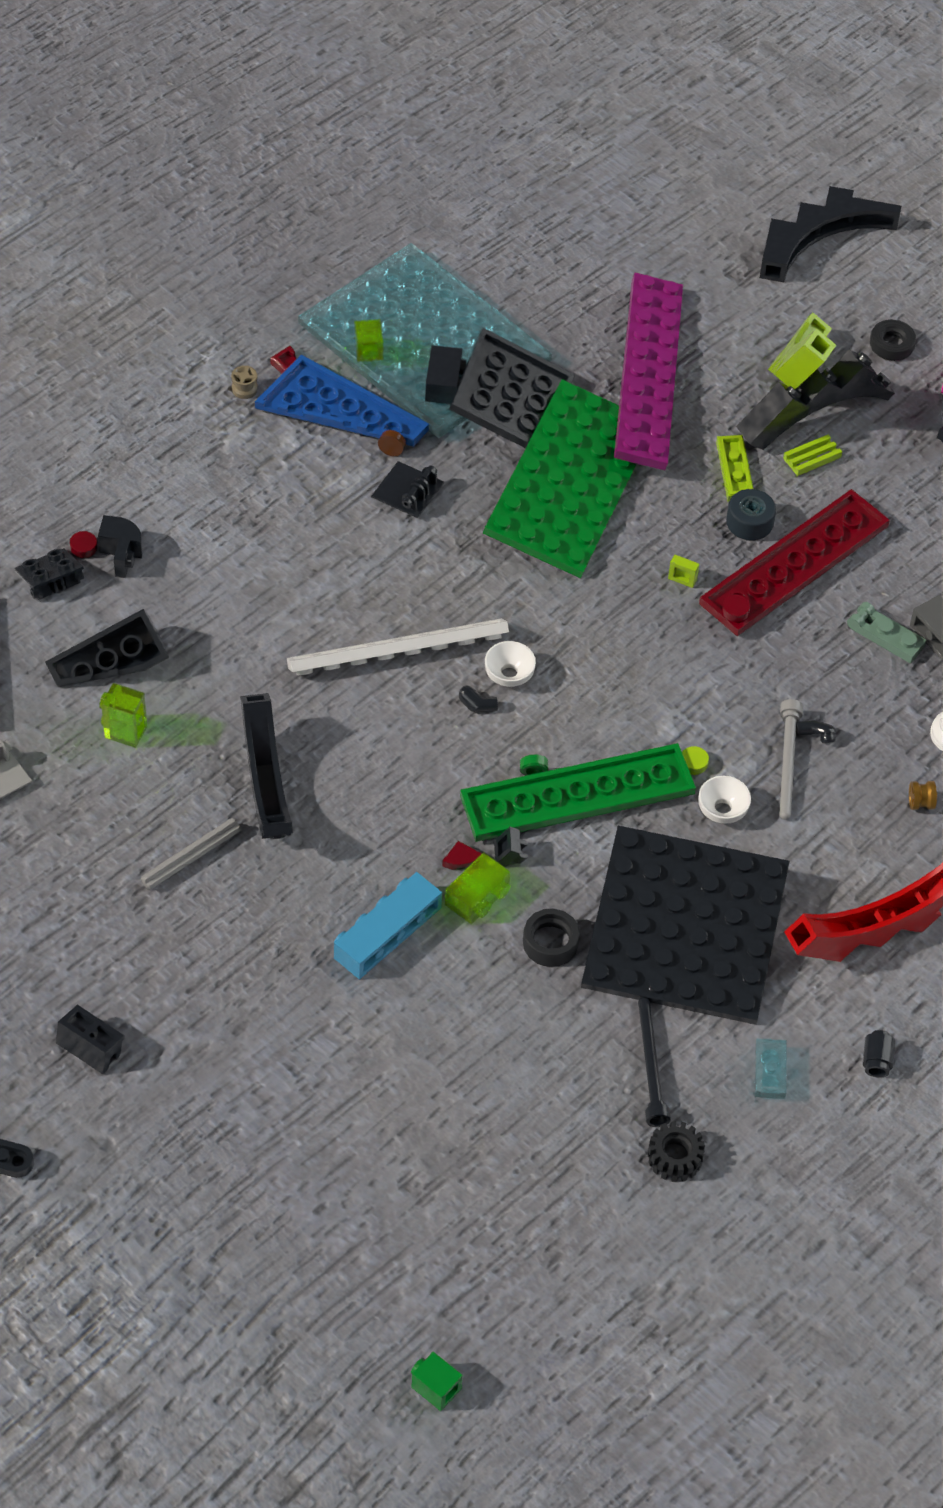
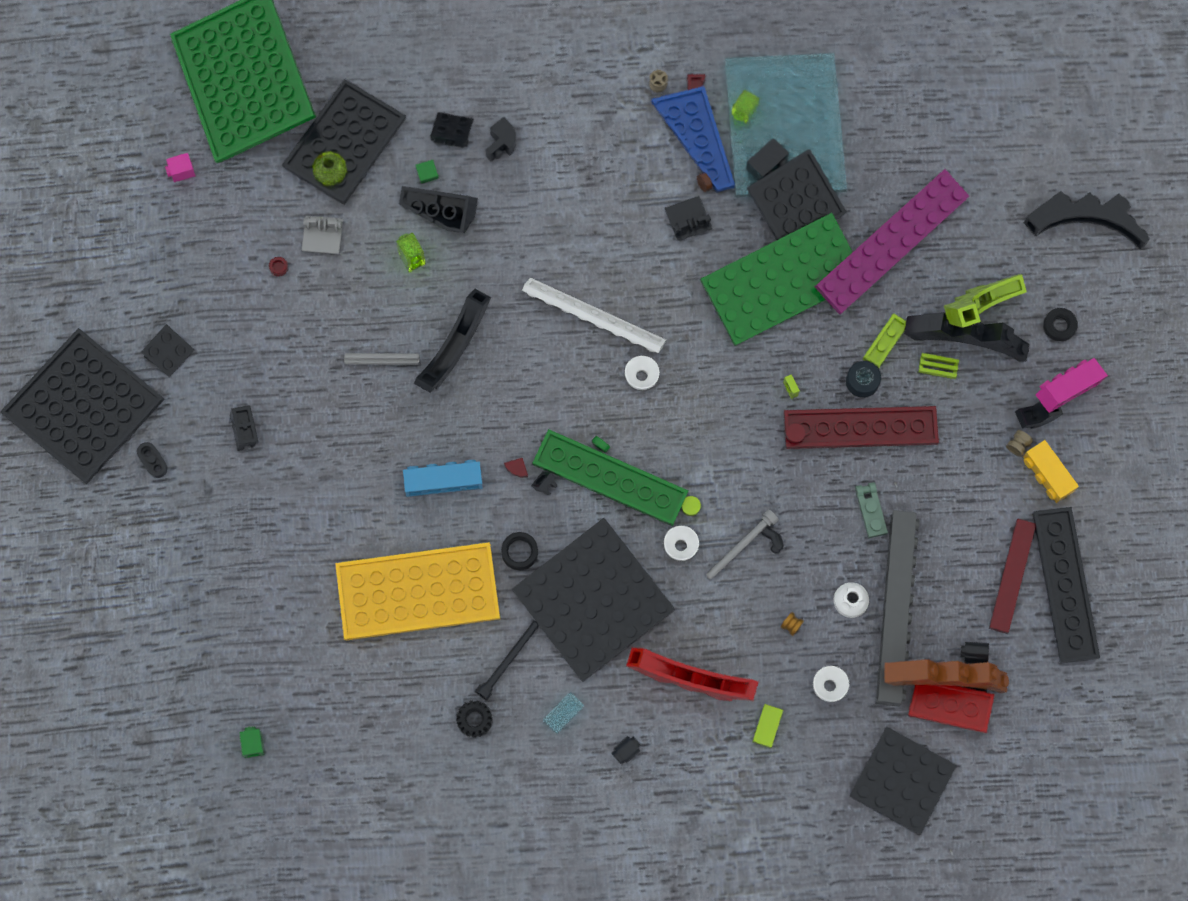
camera: 40 degrees right, 20 degrees up
(59, 632) = (427, 171): none -> green tile
(83, 544) = (483, 124): dark red tile -> none
(472, 1066) = (417, 591): none -> yellow plate
(475, 702) = (605, 380): black arm -> none
(478, 888) = (506, 494): clear neon green brick -> none

